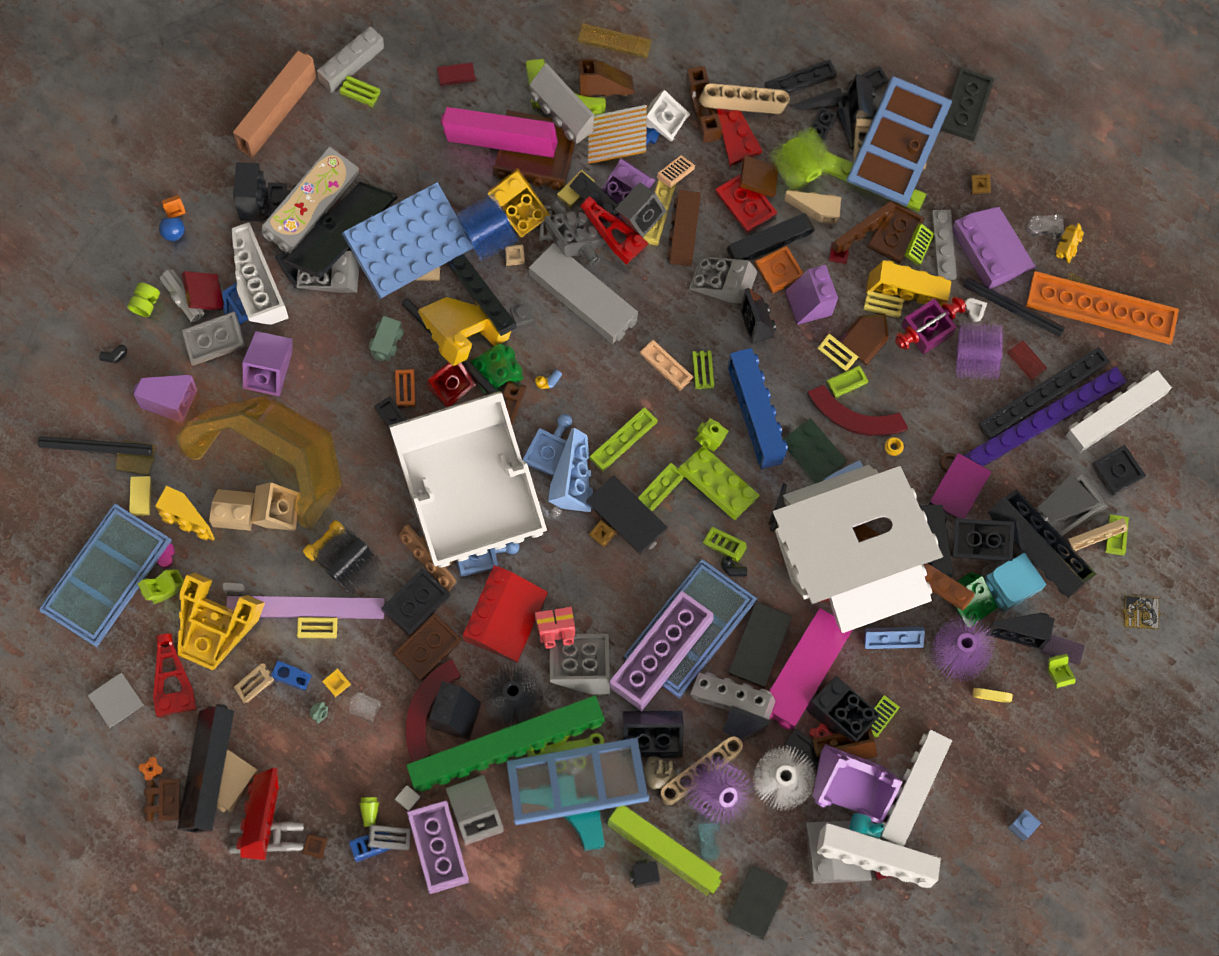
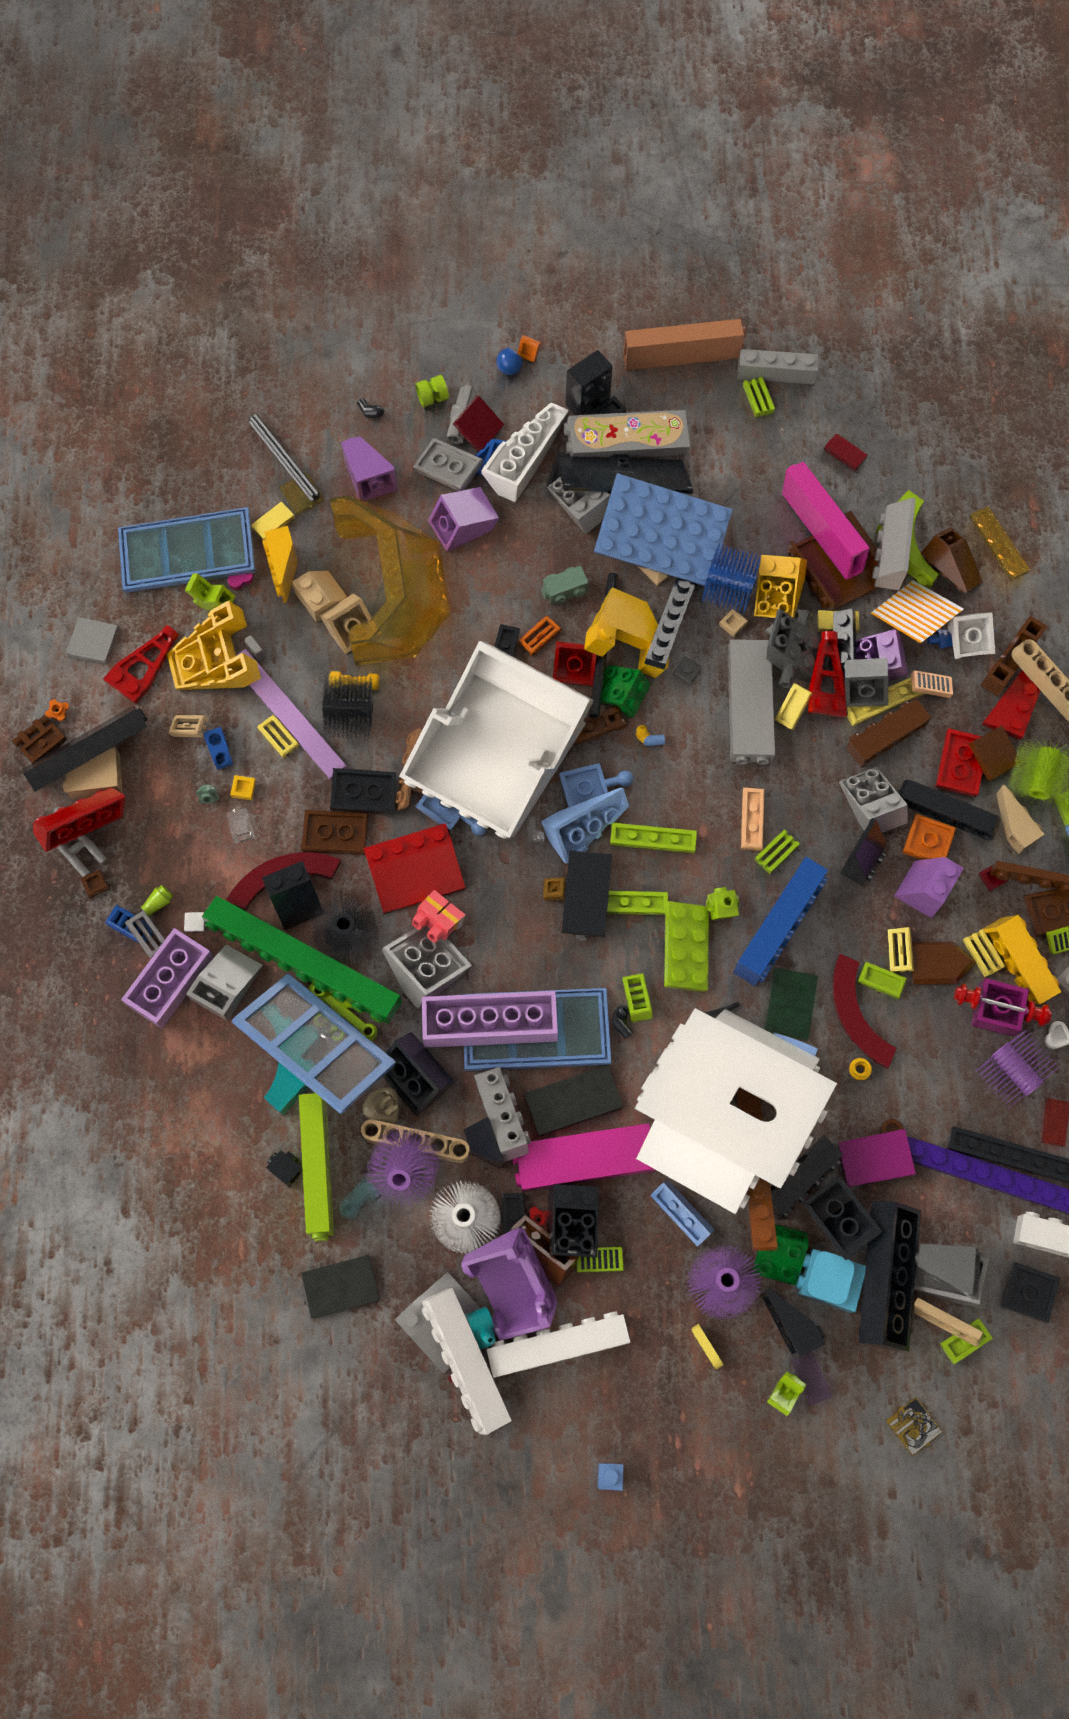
camera: 55 degrees right, 0 degrees up
(613, 269) = (793, 706): none -> light yellow tile

